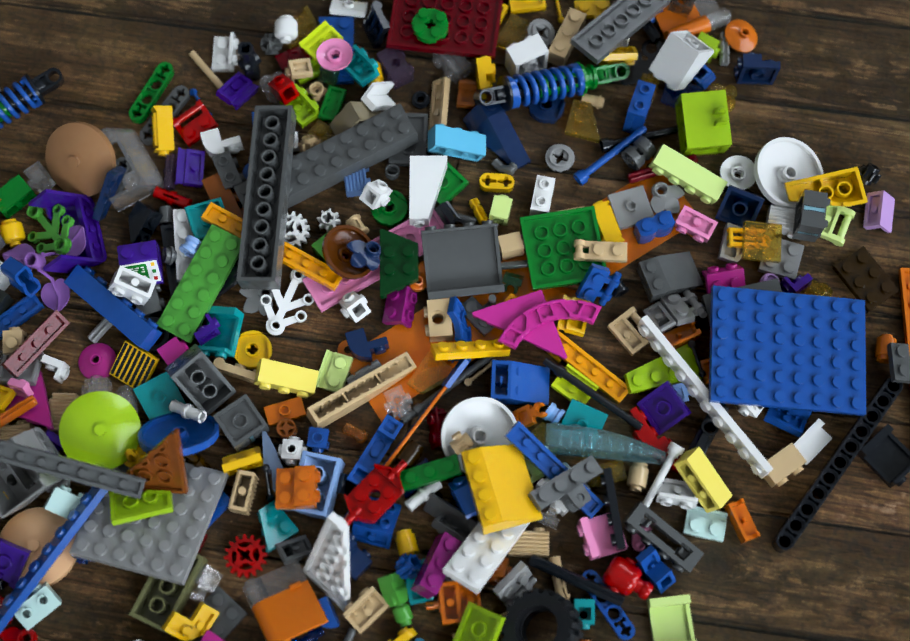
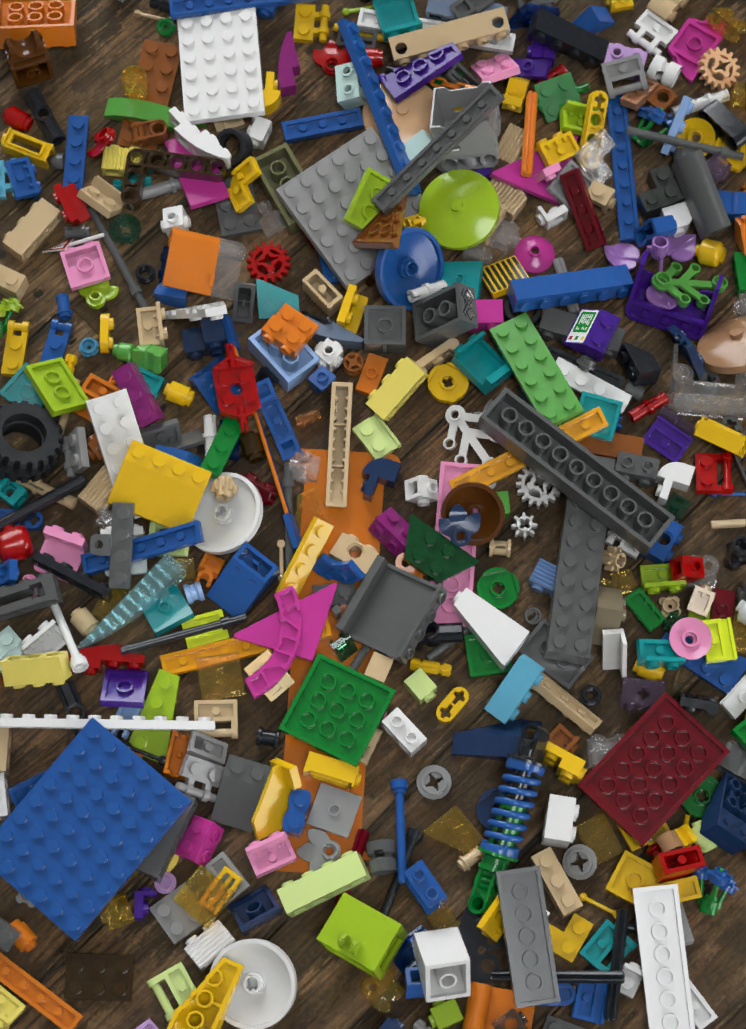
camera: 125 degrees right, 0 degrees up
(89, 605) = (322, 125): none -> blue plate
(131, 286) = (573, 308): white brick -> none
(191, 246) = (578, 383): light blue wheel -> none
(208, 332) = (488, 353): dark purple bracket -> none
(237, 90) = (718, 530): dark purple plate -> none
(237, 130) = (677, 505): none -> clear green tile
(365, 370) = (355, 461): light grey axle -> none
(376, 194) = (514, 577): white brick -> none
(408, 566) = (156, 376): blue gear -> none
(427, 16) = (655, 732): green plate -> none
(504, 169) = (458, 722): dark grey arm -> none
(594, 281) = (280, 714): blue plate -> none
(600, 251) = (306, 737): tan plate -> none
(600, 348) = (220, 676): none -> clear yellow plate
(654, 247) = (274, 798): none -> yellow piece
(738, 165) = (292, 927): white dish -> none
(810, 215) = (189, 954): dark grey container -> none

